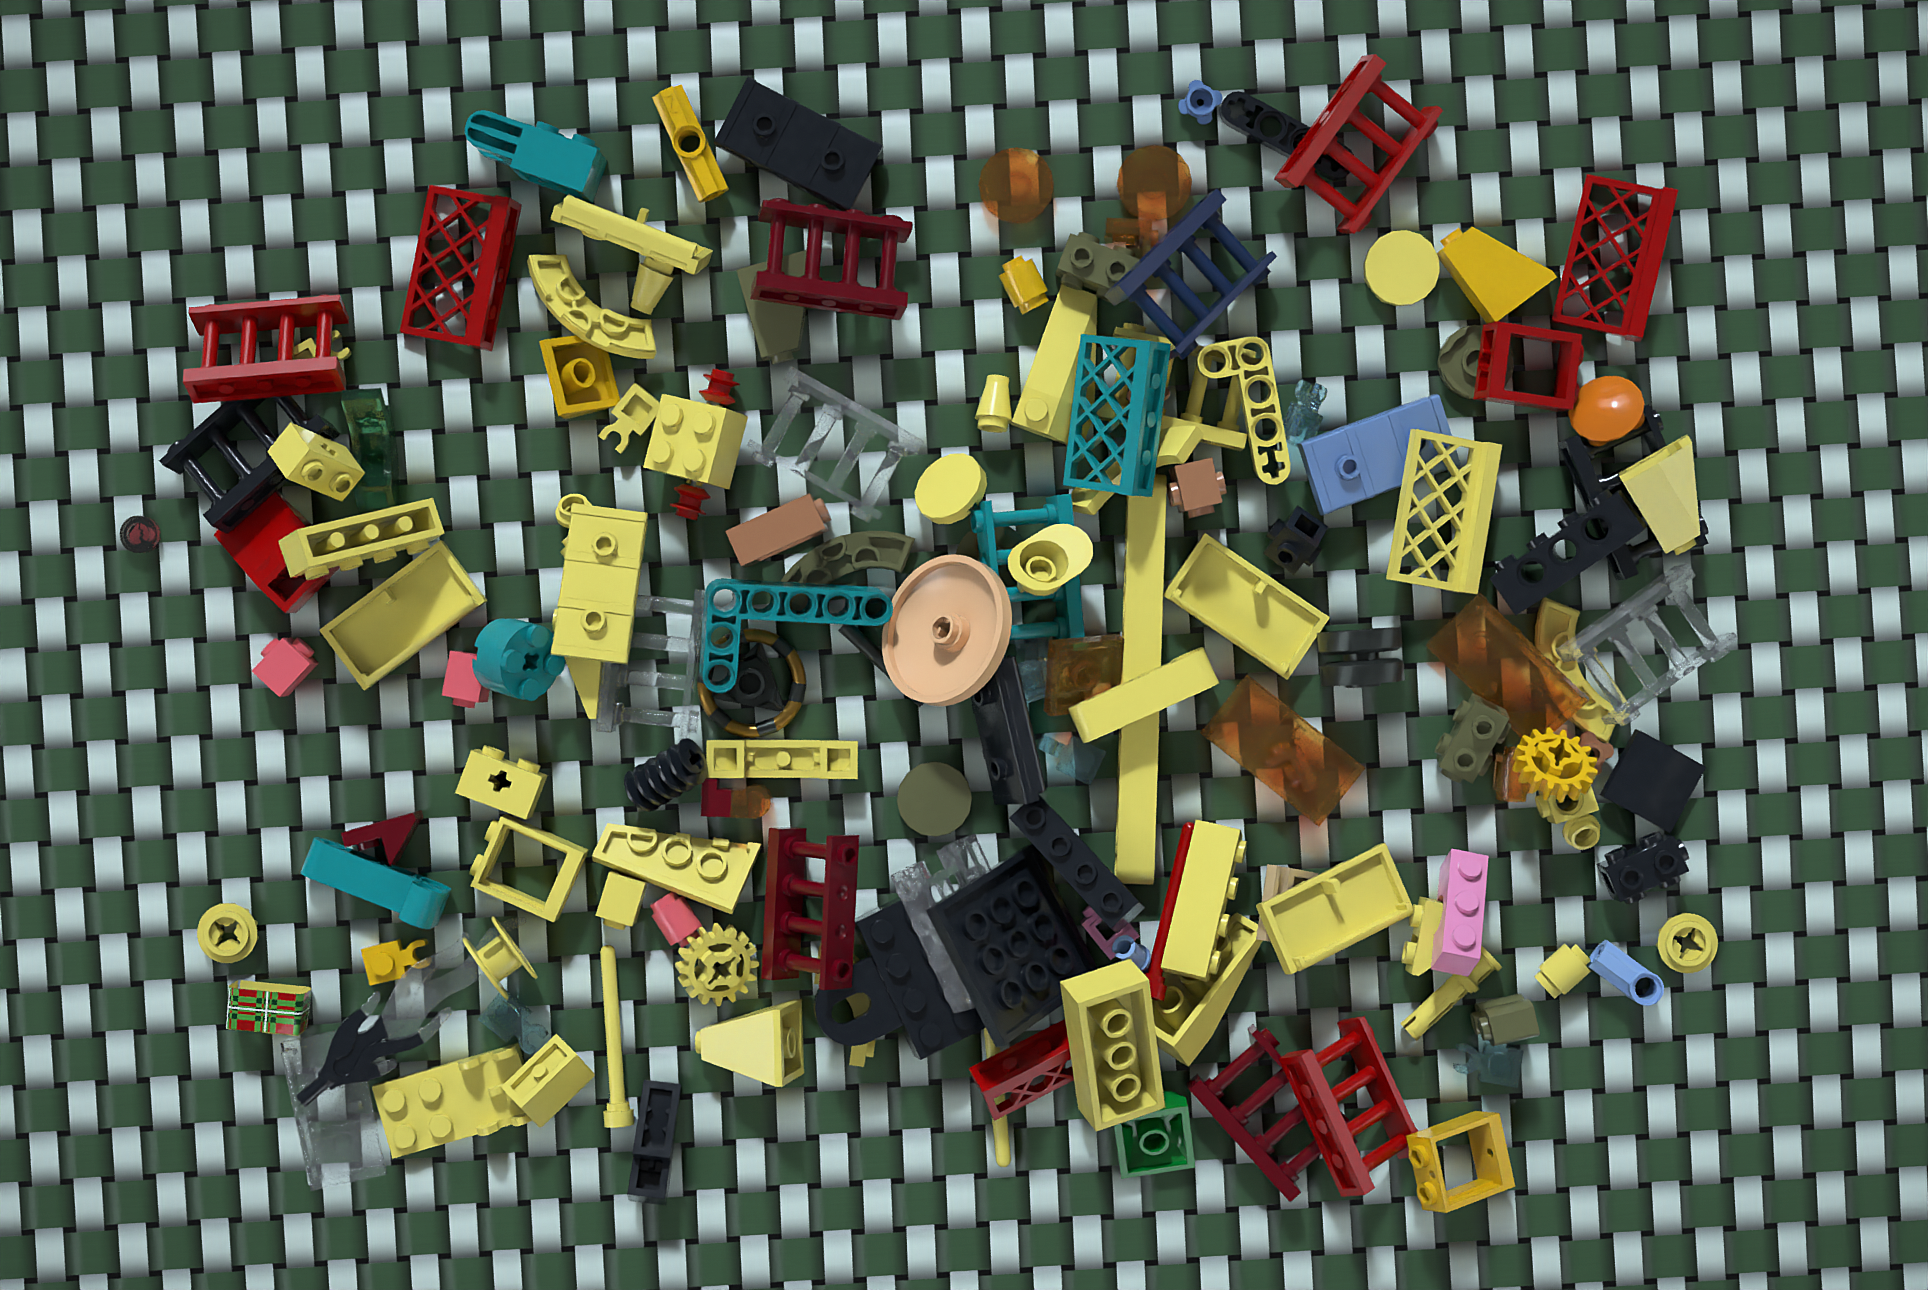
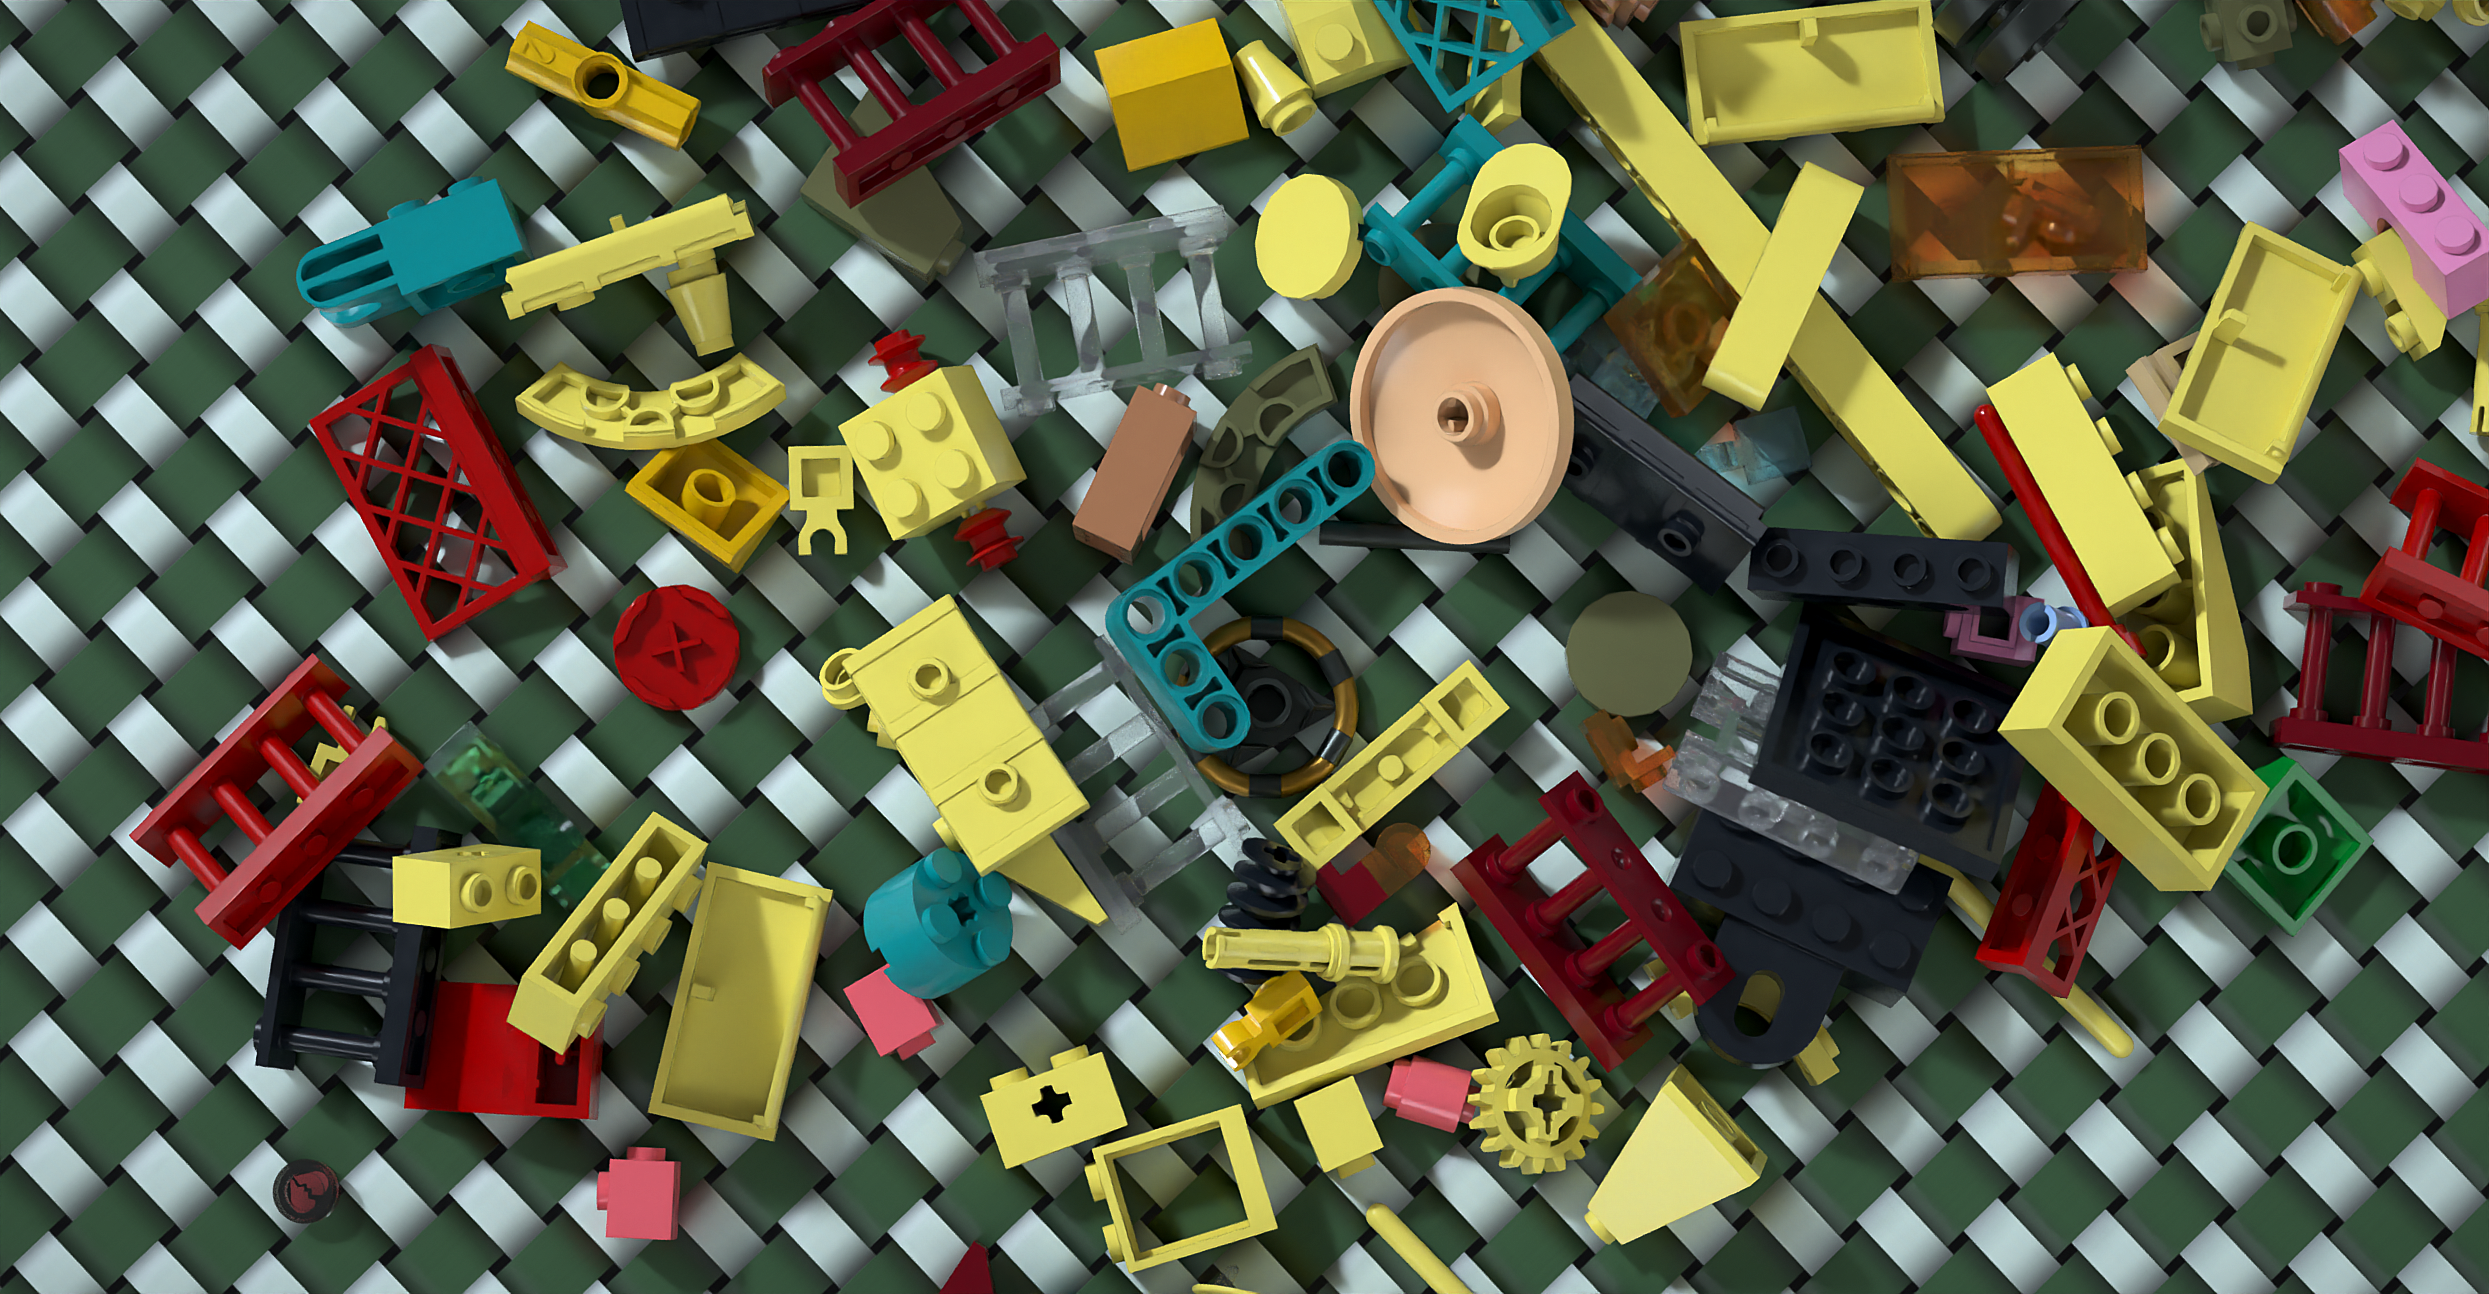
camera: 45 degrees left, 5 degrees down
(509, 430) = (676, 647): none -> red tile
(632, 825) = (1273, 1015): none -> yellow plate
(680, 820) = (1328, 952): none -> light yellow pin
(891, 834) = (1613, 744): none -> clear orange bracket
(947, 367) = (1172, 94): none -> yellow slope

